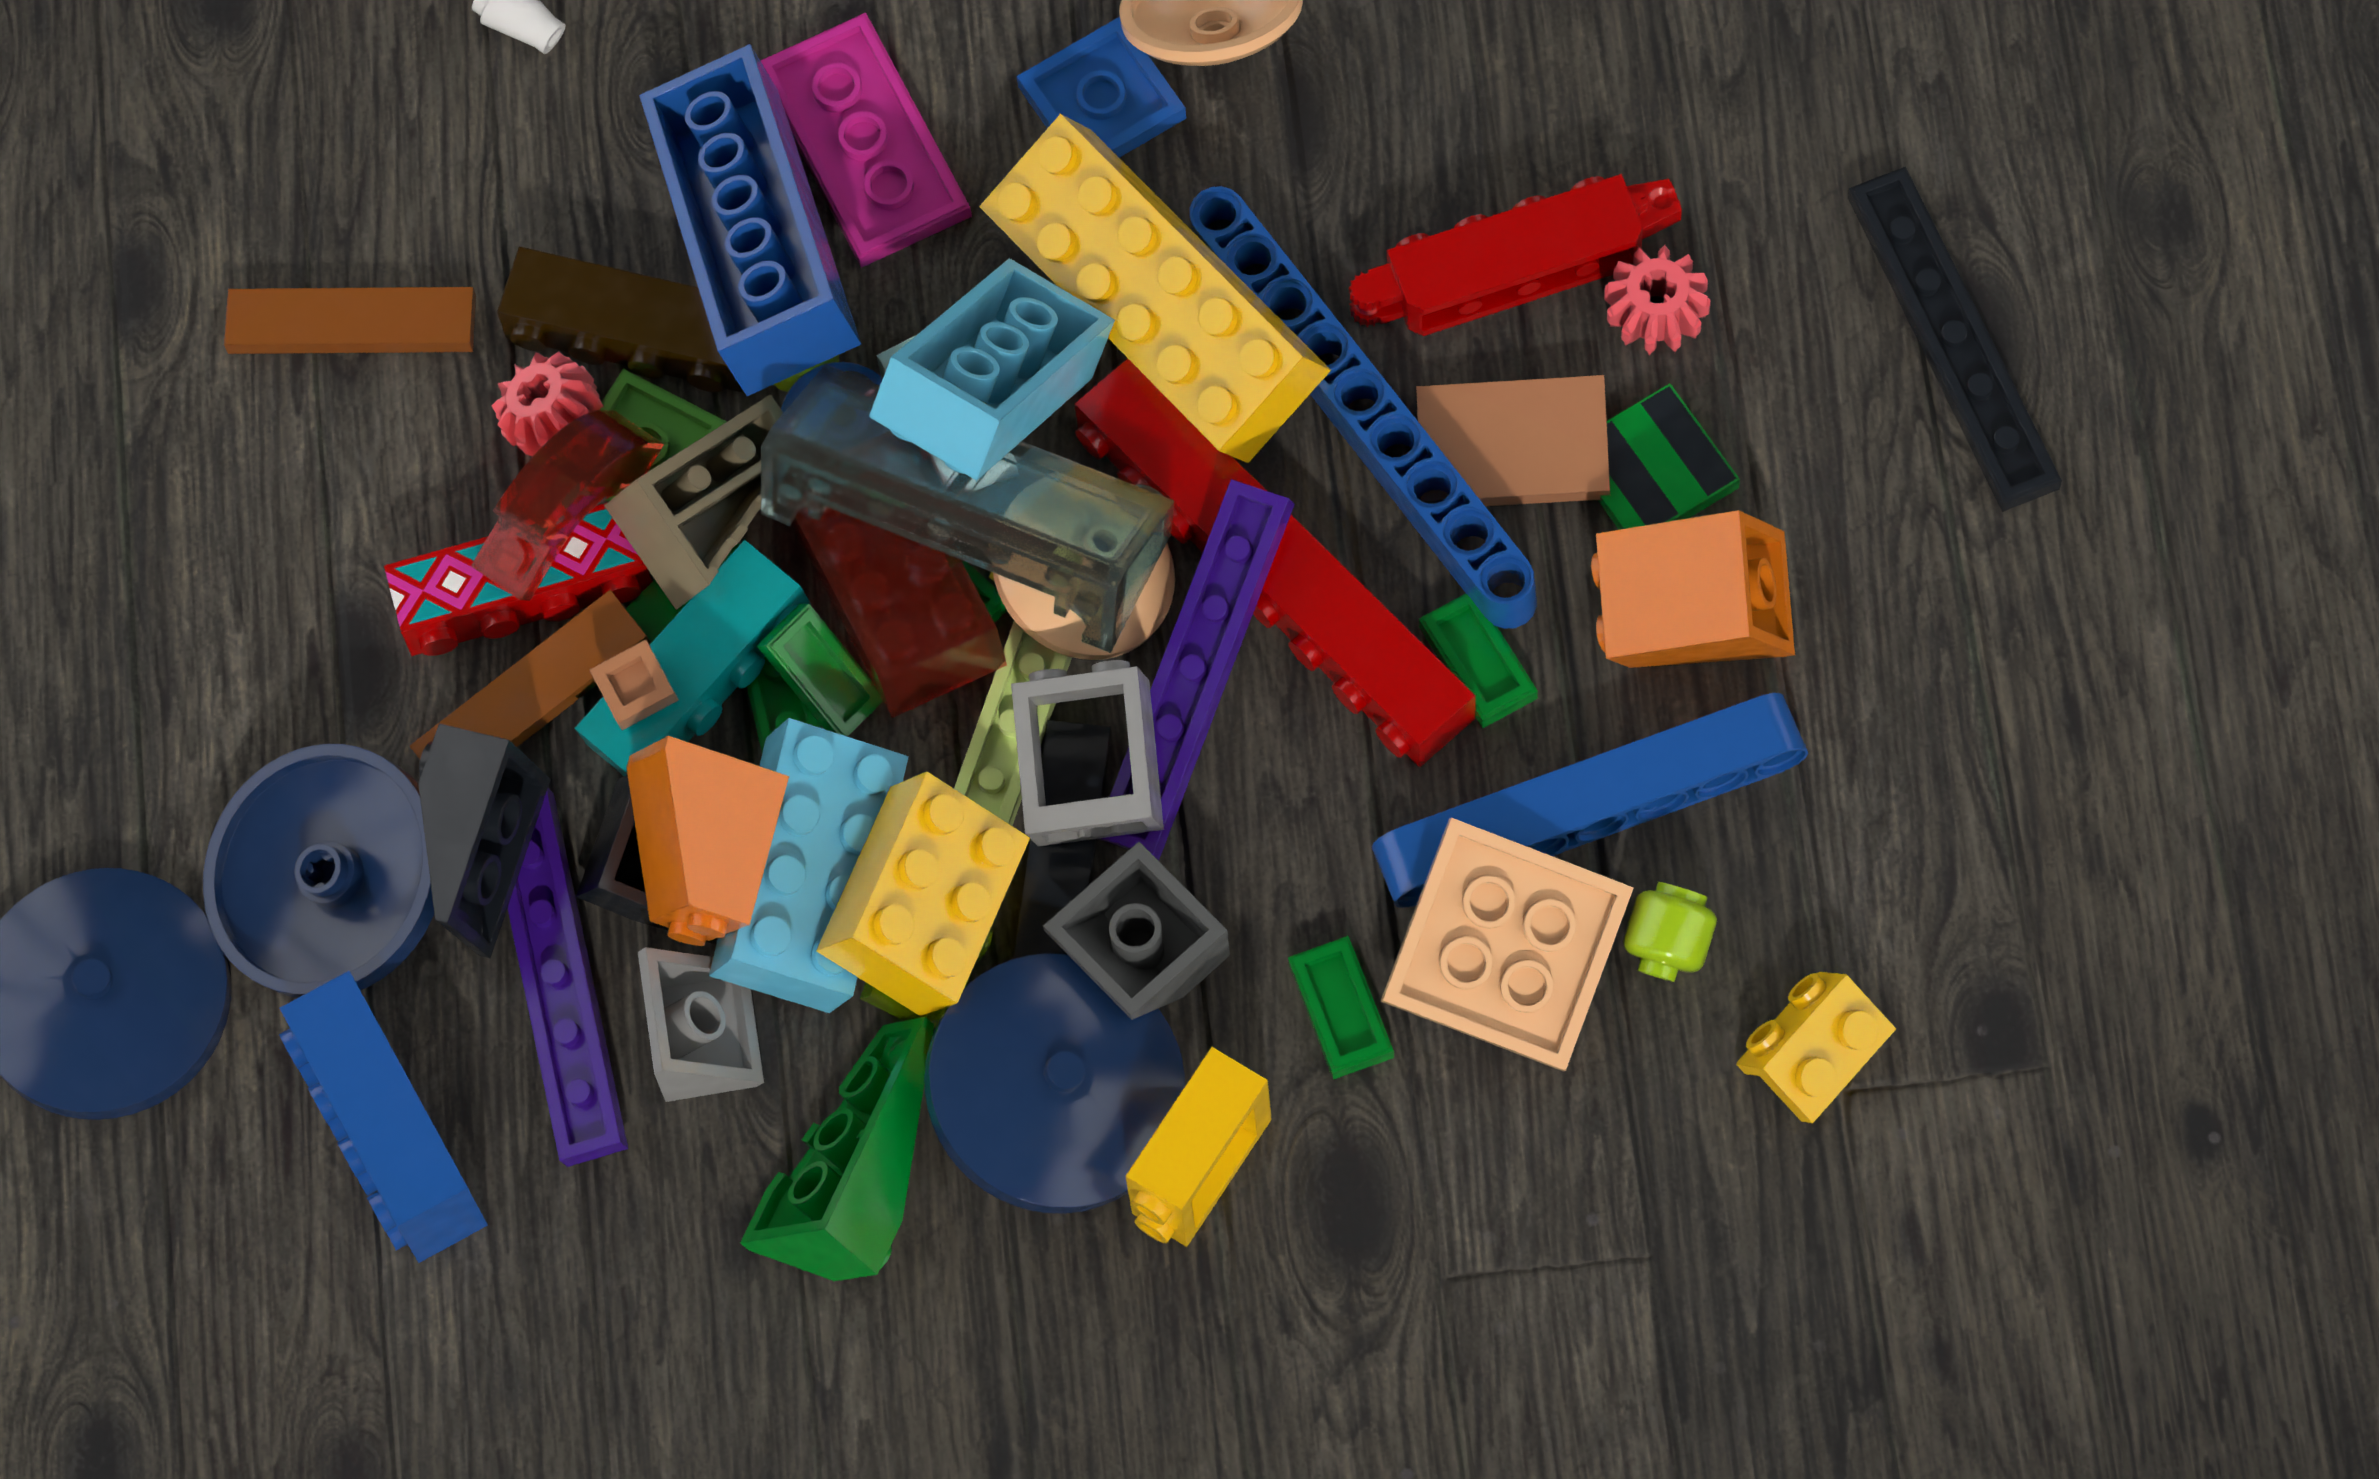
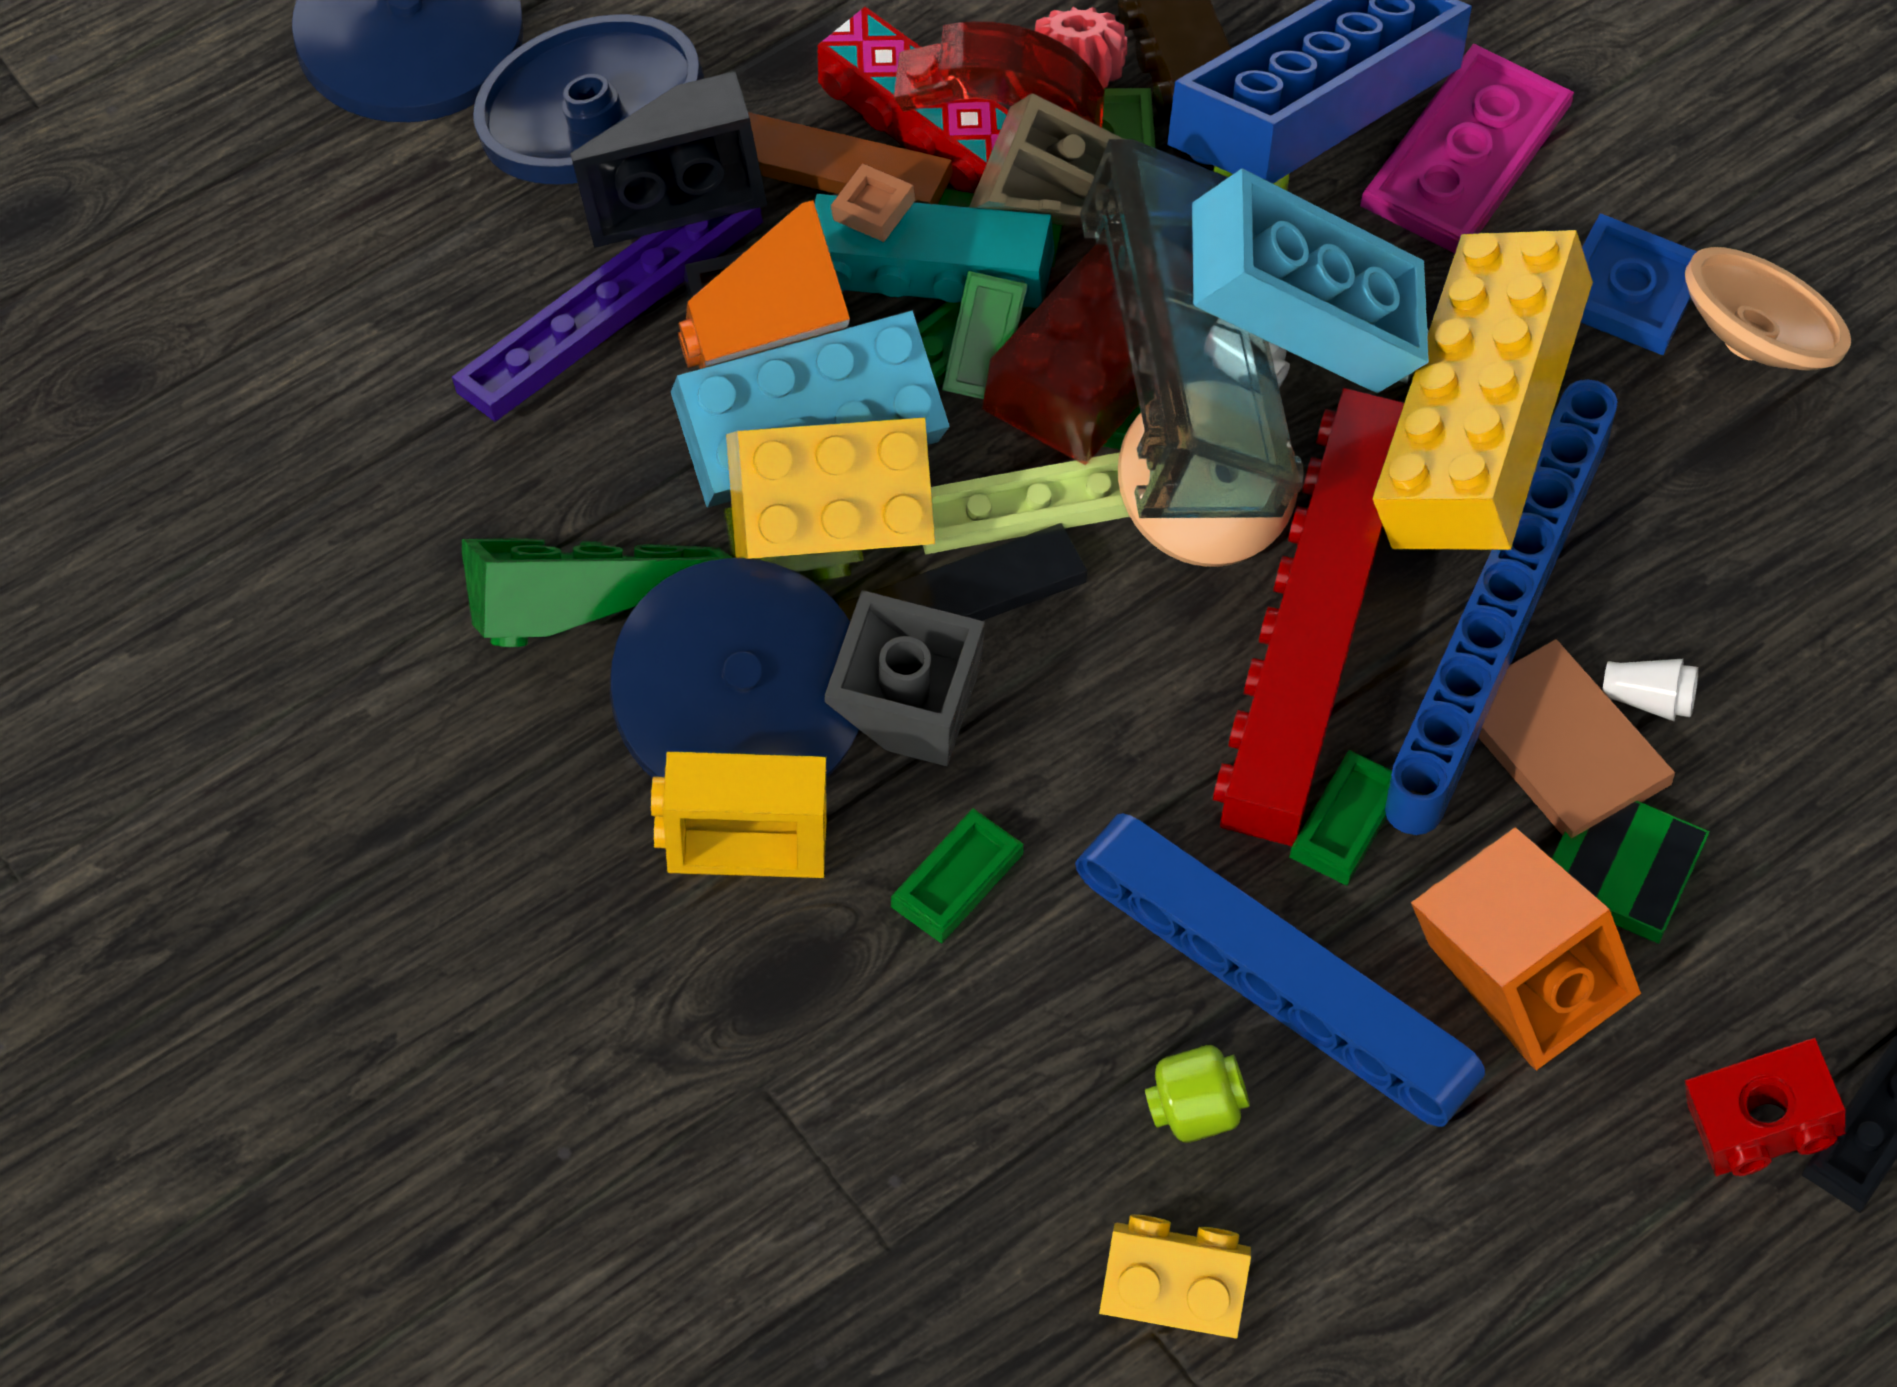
camera: 50 degrees right, 10 degrees down
(385, 1124) = (405, 233): blue brick -> none
(697, 1027) = (621, 407): light grey slope -> none
(1094, 817) = (1064, 586): light grey window -> none
(1206, 644) = (1173, 592): dark purple plate -> none
(1507, 944) = (1091, 962): light nougat plate -> none
(1511, 337) = (1653, 686): none -> white cone
(1513, 255) = (1741, 654): red hinge -> none
(1655, 322) = (1777, 779): coral gear -> none
(1944, 464) = (1788, 1078): none -> red brick

